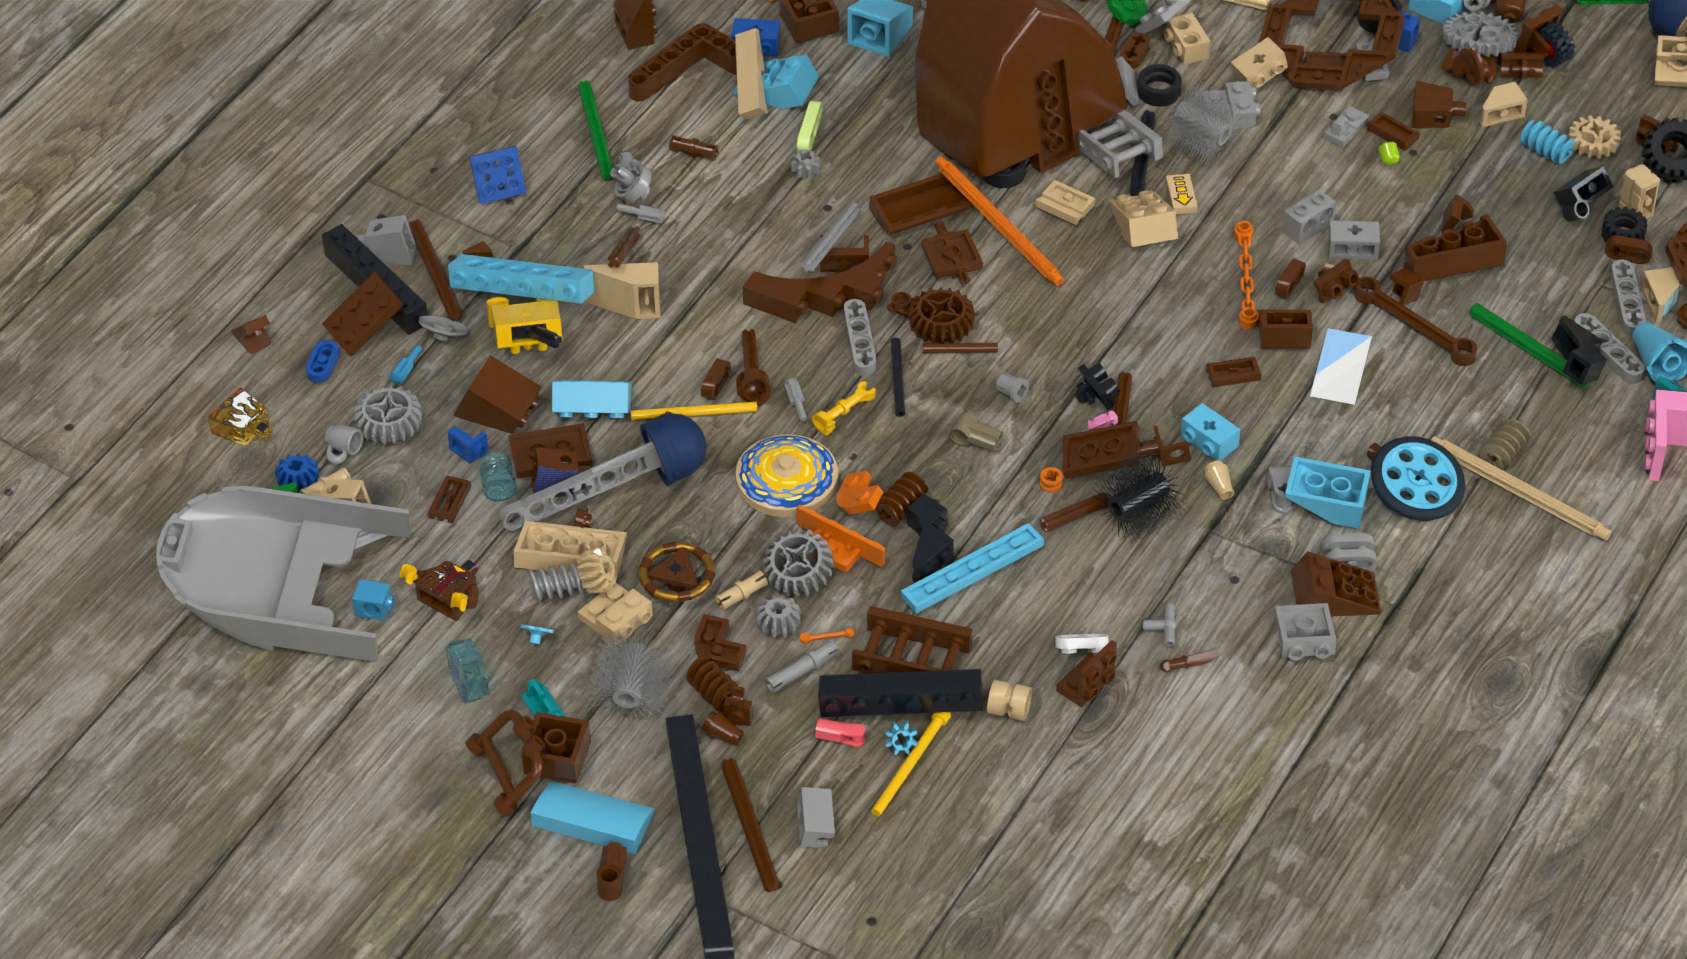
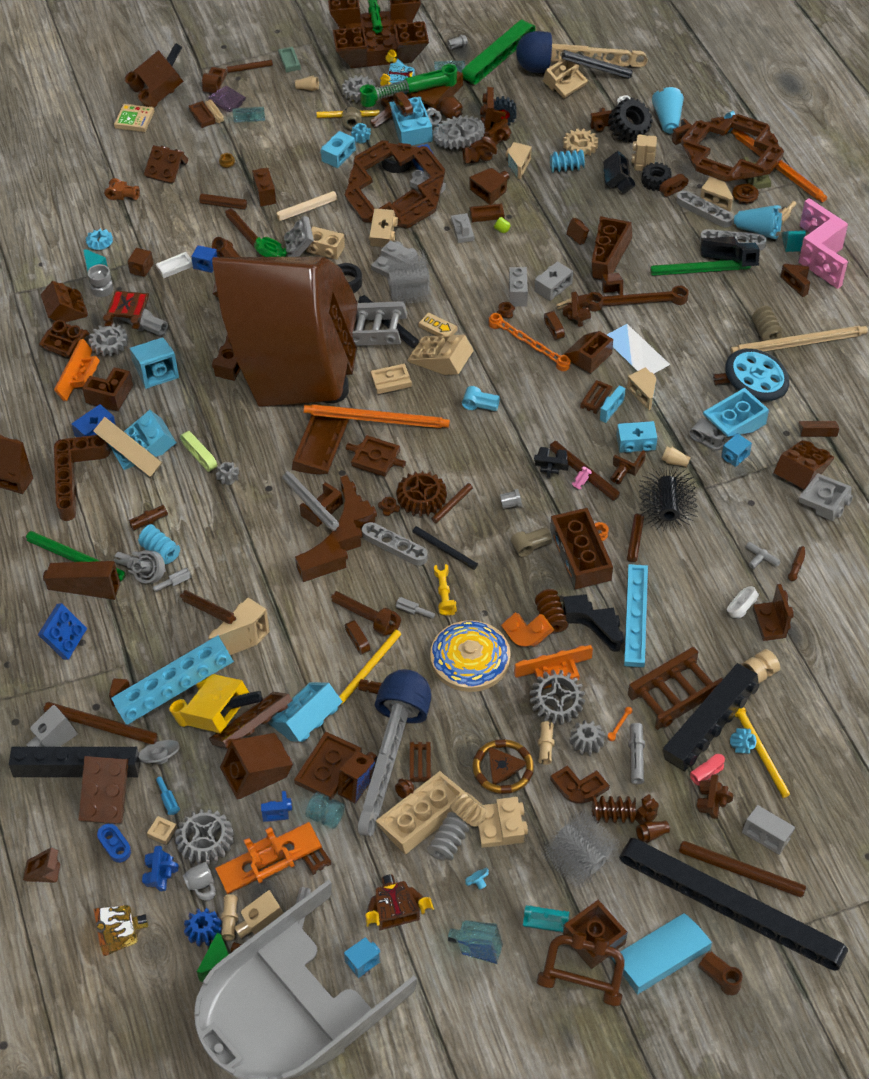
camera: 50 degrees left, 5 degrees up
(326, 407) = (162, 868): none -> blue hips
(365, 381) = (162, 830): none -> tan plate
(411, 469) = (266, 853): none -> orange piece
(547, 364) = (249, 720): none -> reddish brown plate
(573, 151) = (84, 578): none -> reddish brown slope
(621, 512) = (420, 747): none -> reddish brown tile
(667, 173) = (154, 540): none -> medium azure piece
(810, 753) = (717, 796): none -> reddish brown hips
(1004, 473) = (581, 548): none -> reddish brown brick
(1100, 449) = (607, 492): reddish brown plate -> none
(1115, 281) = (475, 398): none -> medium azure piece
(1233, 387) = (612, 403): none -> medium azure plate
(1267, 229) = (506, 309): none -> reddish brown plate
(1286, 522) = (736, 450): none -> dark azure brick
(1289, 398) = (642, 386): none -> tan slope
(1351, 549) = (780, 433): light grey brick -> none
(1405, 575) = (818, 428): none -> reddish brown slope
(1615, 430) = (796, 277): none -> reddish brown slope

